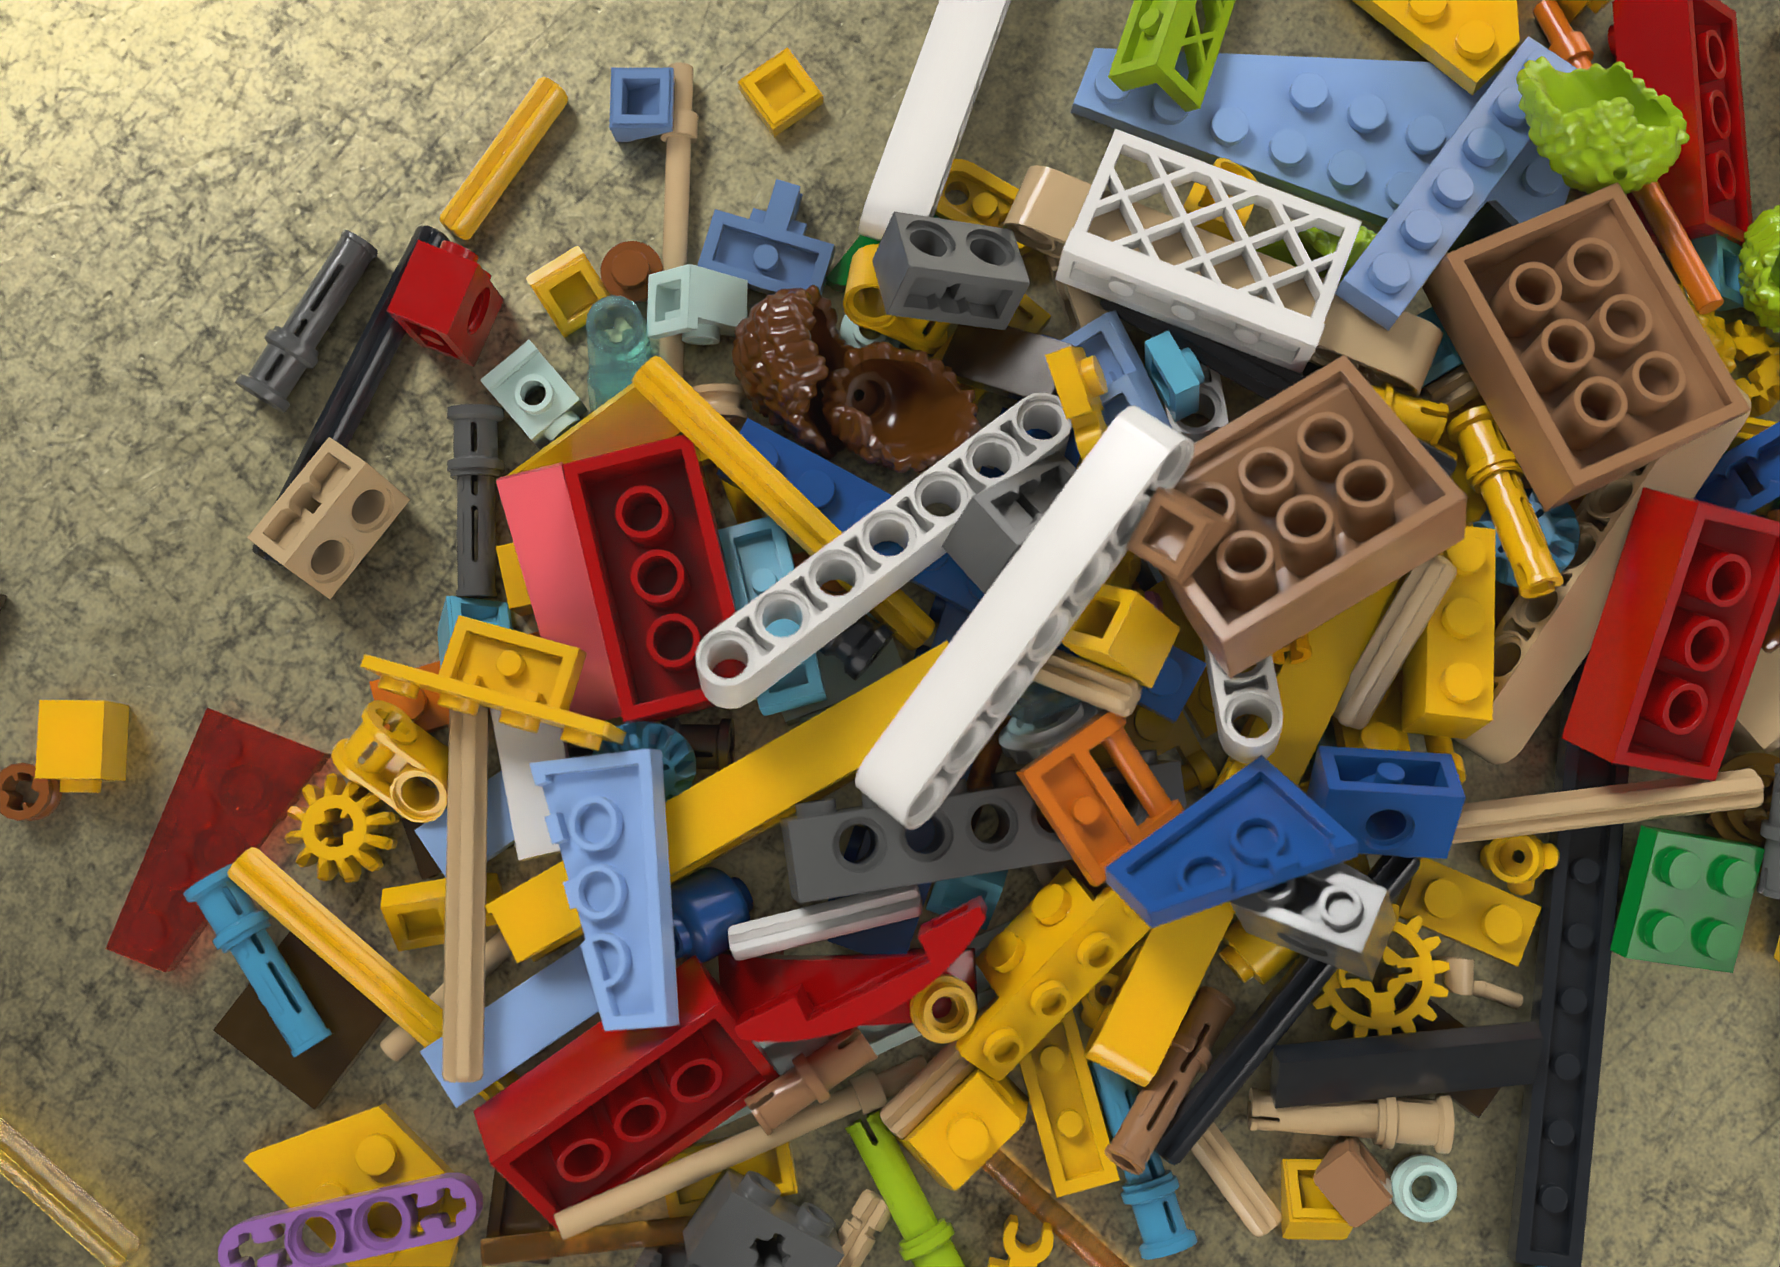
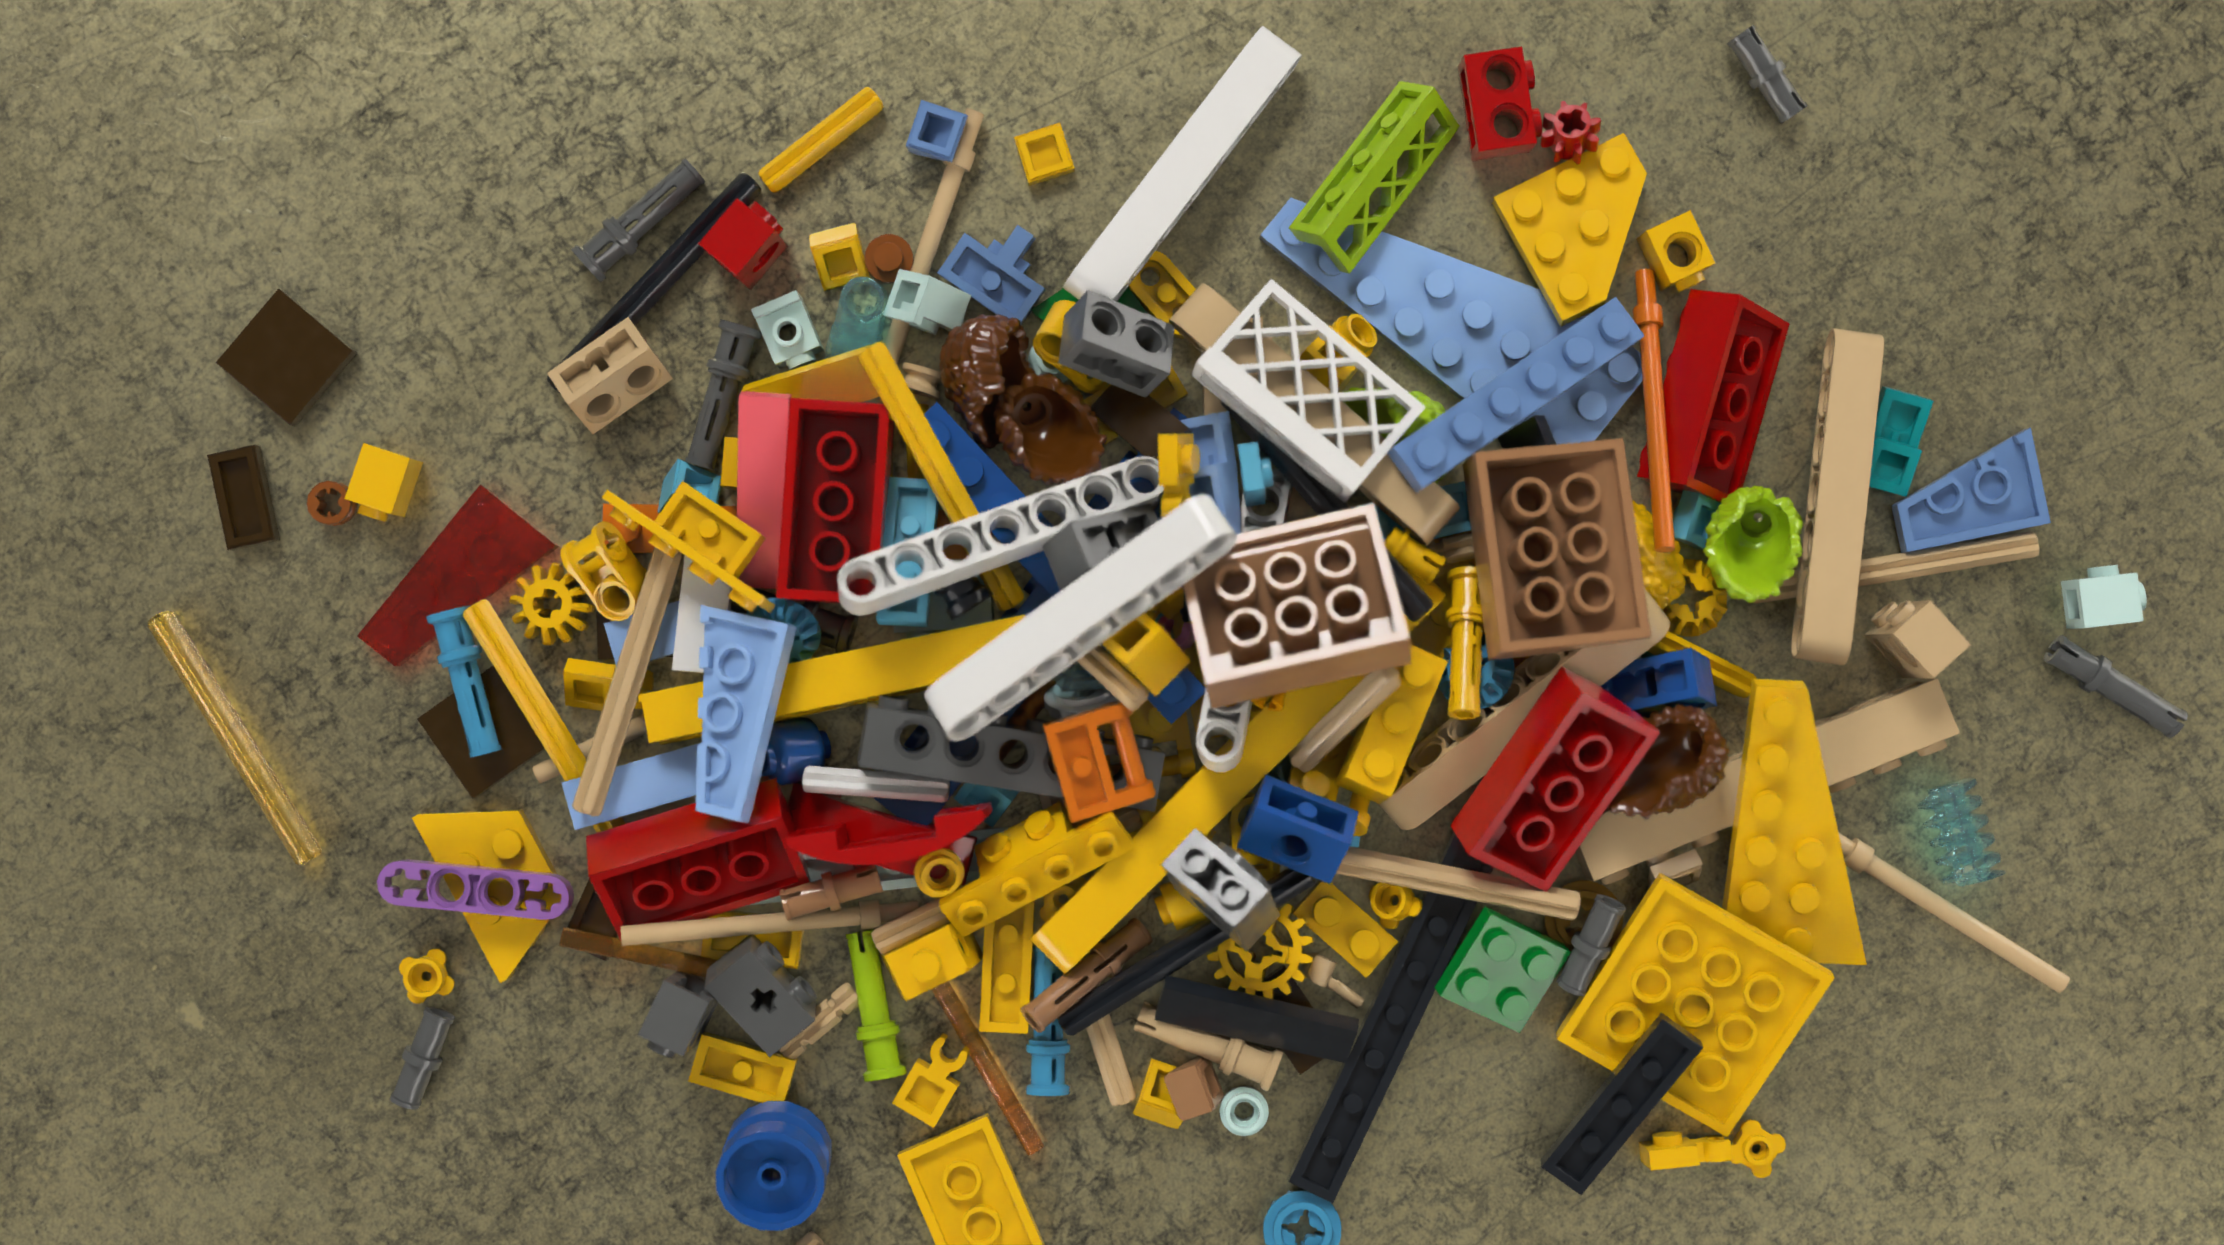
camera: 25 degrees right, 5 degrees up
(1176, 533) = (1205, 594): medium nougat slope -> none
(1229, 845) = (1171, 824): blue wing -> none
(1600, 125) = (1629, 388): lime piece -> none

